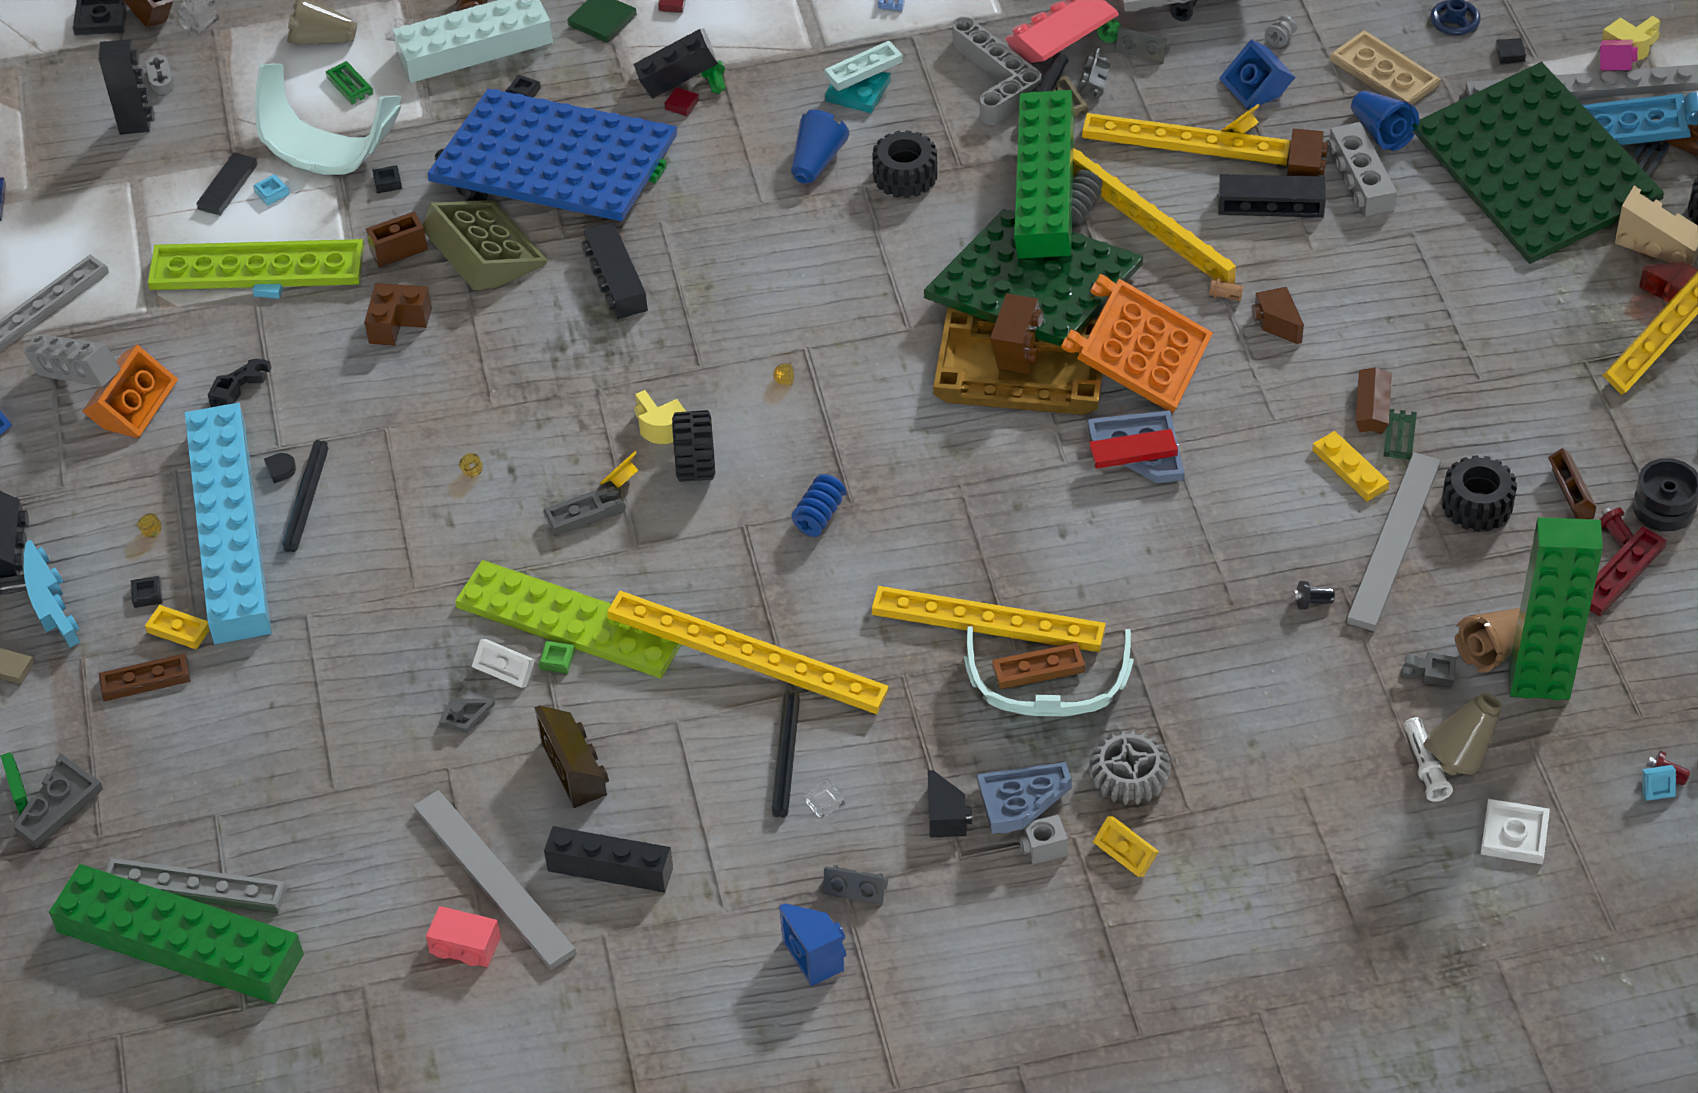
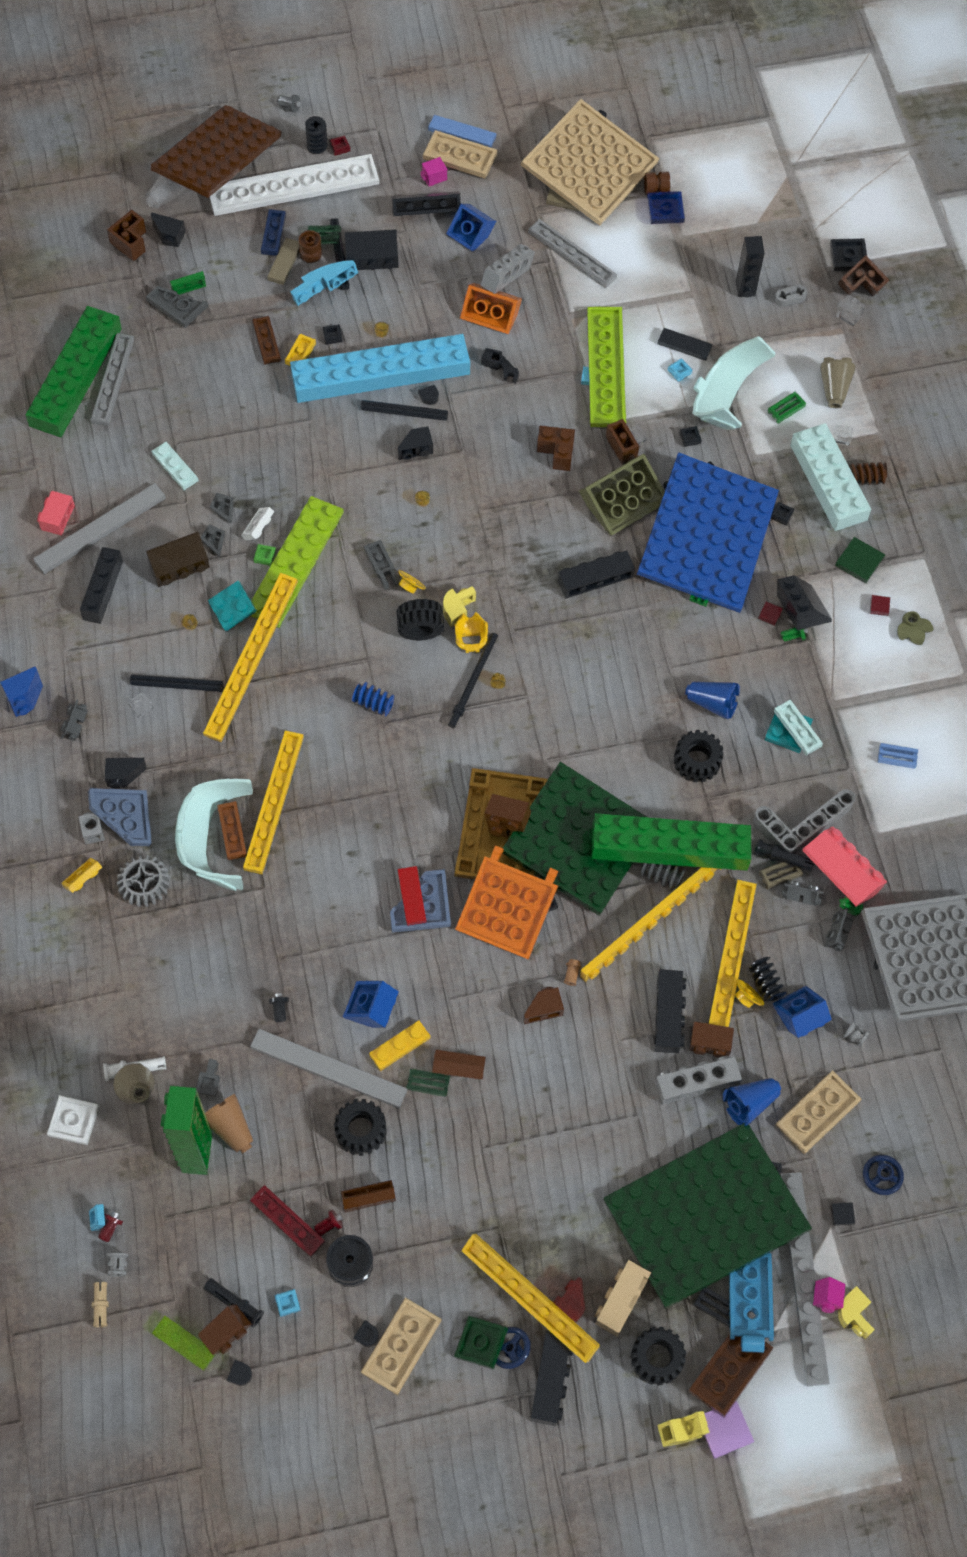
camera: 85 degrees right, 15 degrees up
(371, 473) = (416, 444): none -> black slope
(379, 784) = (174, 466): none -> light aqua plate
(519, 723) = (213, 539): none -> dark grey piece
(652, 686) = (232, 605): none -> teal plate
(677, 735) = (189, 617): none -> clear yellow hinge
(707, 389) = (471, 627): none -> yellow helmet
(830, 415) = (459, 708): none -> black bar
(1220, 103) = (765, 980): none -> black piece
(1296, 494) = (371, 1003): none -> blue slope

